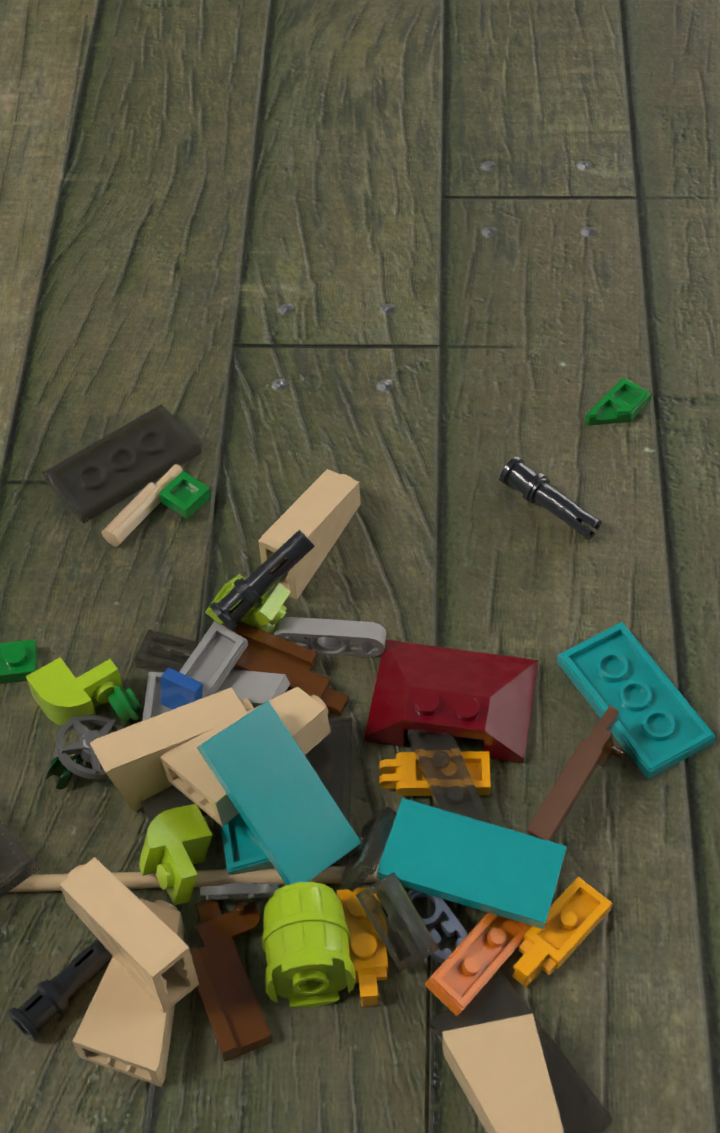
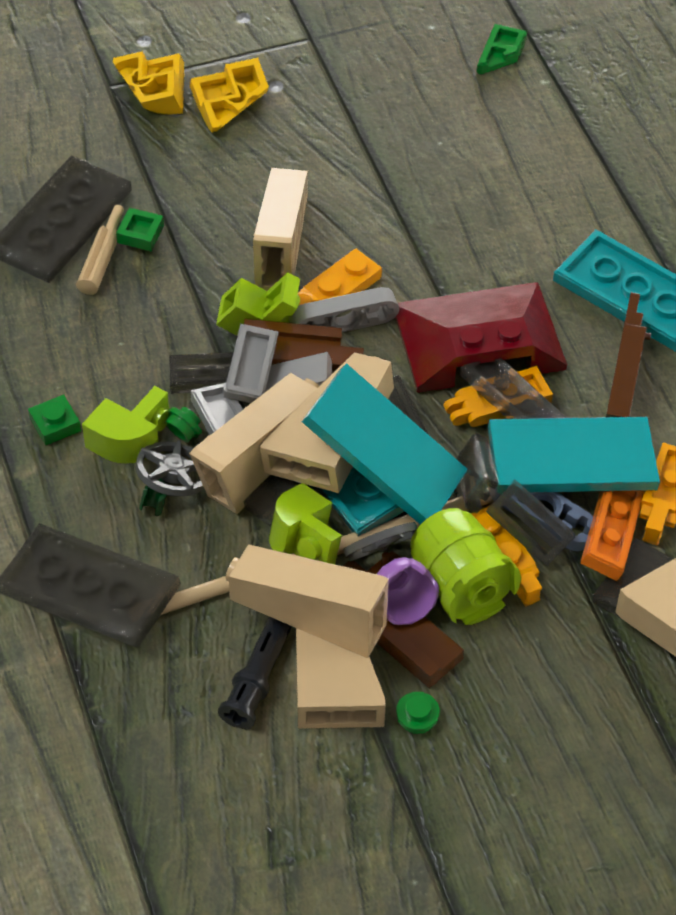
camera: 25 degrees left, 0 degrees up
(179, 689) = (239, 391): blue tile -> none
(195, 1085) = (417, 712): none -> green plate
(232, 954) = (410, 590): none -> medium lavender hair
(260, 581) = (265, 287): black pin -> none
(273, 352) = (154, 82): none -> yellow slope
(334, 380) = (229, 92): none -> yellow slope
(344, 602) = (347, 276): none -> light orange hinge
(538, 489) = (466, 139): black pin -> none

